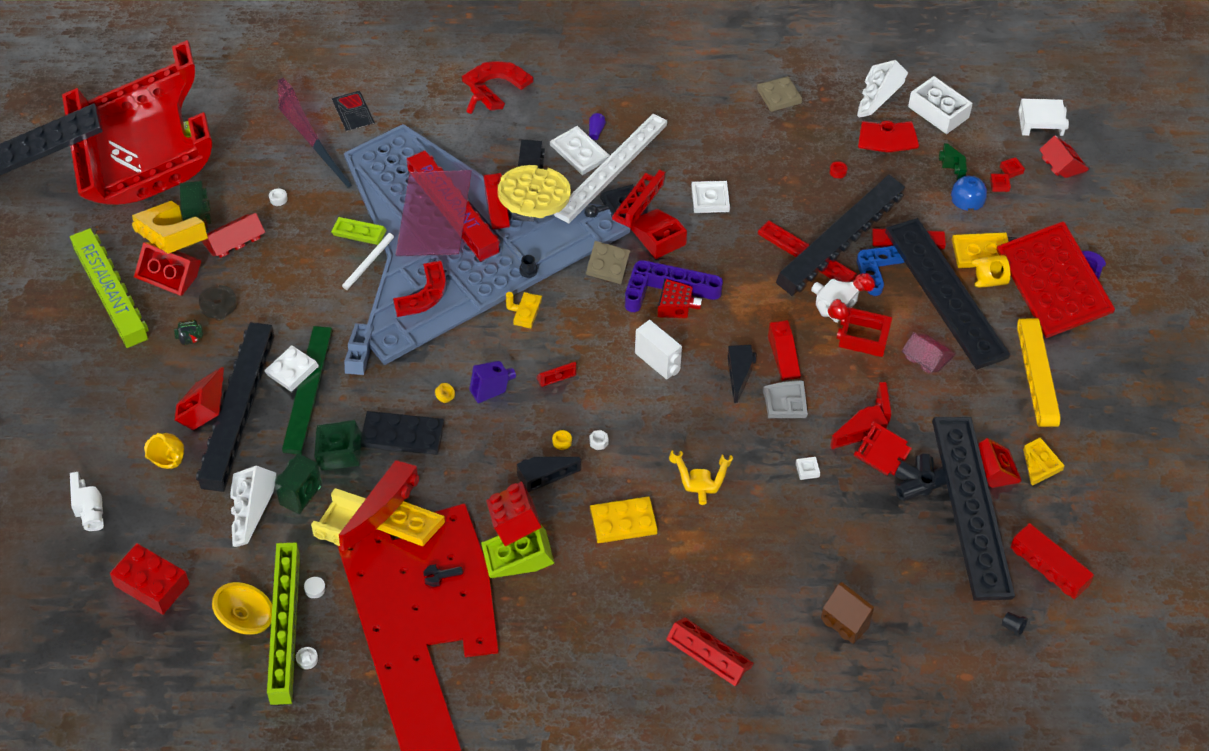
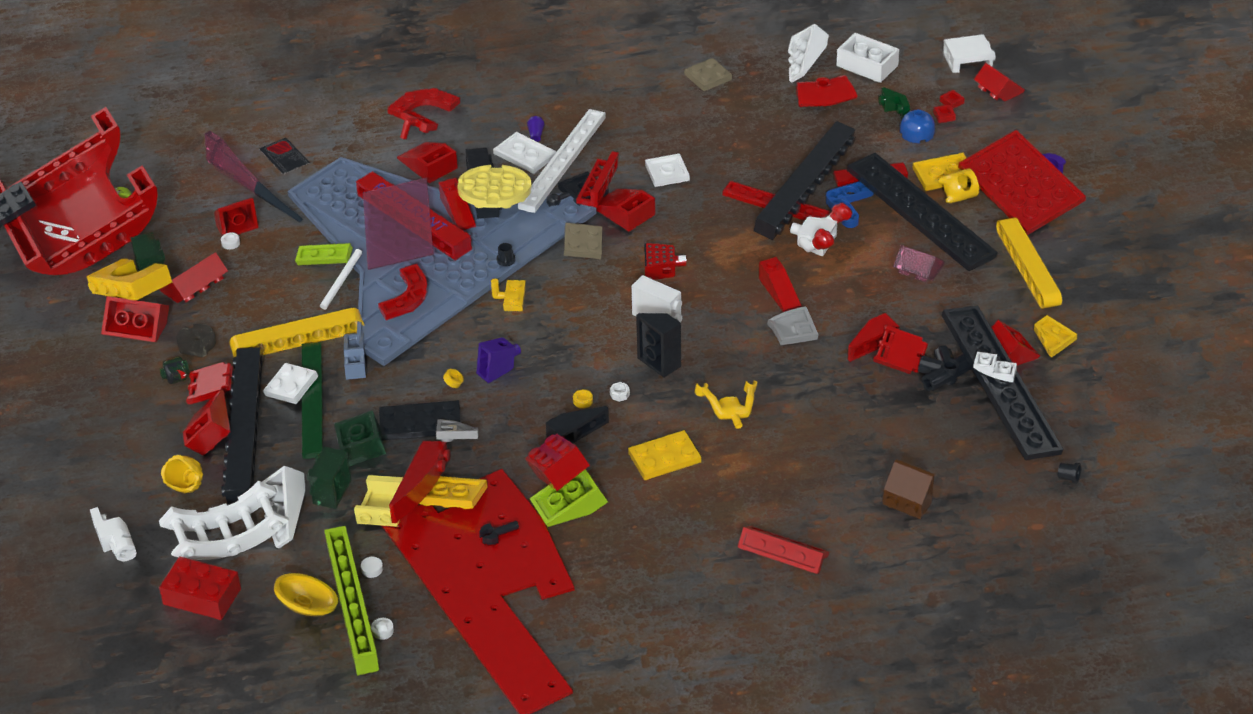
camera: 10 degrees left, 10 degrees down
(109, 288) = (79, 346): lime brick -> none
(188, 503) = (220, 516): none -> white fence
(218, 352) = (209, 382): none -> plate
(288, 175) = (236, 217): none -> red slope
(313, 313) = (299, 332): none -> yellow beam
(429, 455) = (449, 430): none -> light grey plate
(486, 143) = (430, 160): none -> red slope
(557, 374) = (561, 343): red slope -> none
(647, 397) = (659, 342): none -> black slope
(653, 275) = (632, 244): dark purple beam -> none
(740, 366) = (739, 304): black slope -> none
(807, 468) = (832, 379): white plate -> none
(838, 169) = (785, 128): red tile -> none
(868, 320) = (853, 246): red window -> none
(883, 400) = (886, 306): red plate -> none
(968, 493) = (988, 365): none -> white slope
(1052, 561) = (1089, 414): red brick -> none

